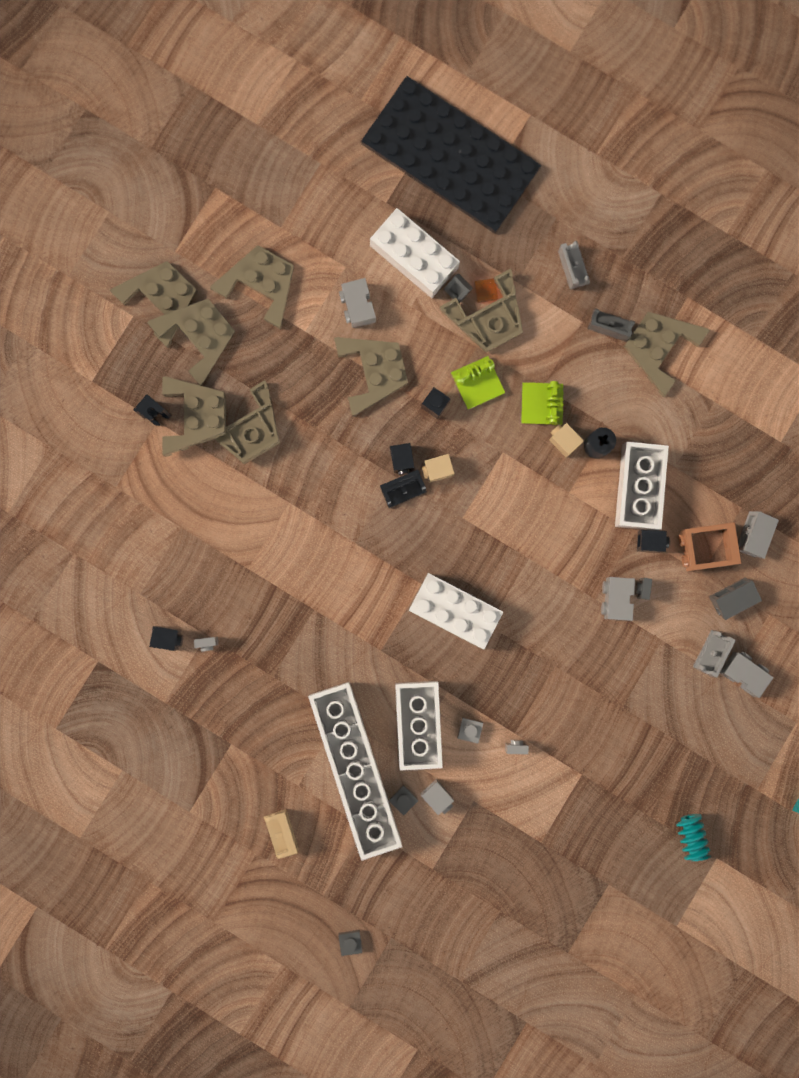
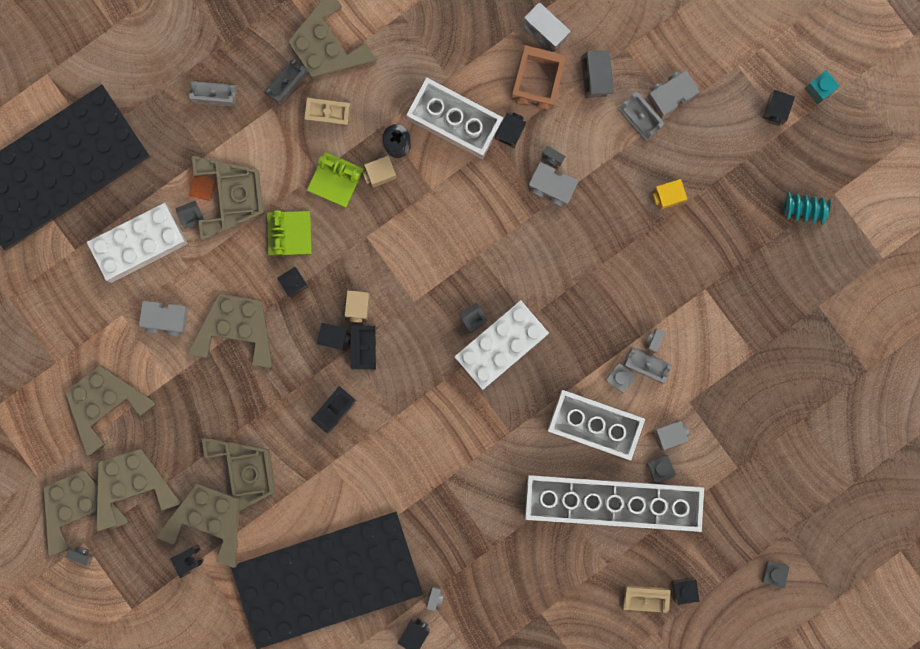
camera: 65 degrees left, 0 degrees up
(120, 316) = (80, 555): none -> dark grey plate
(185, 541) = (326, 580): none -> black plate
(302, 866) = (685, 591): none -> black brick
(337, 485) = (333, 410): none -> black brick
(470, 575) = (473, 317): none -> dark grey plate
(491, 750) = (647, 365): none -> light grey hinge
(601, 371) = (328, 110): none -> tan hinge
(654, 708) = (669, 194): none -> yellow brick
(774, 775) = (778, 108): none -> black brick

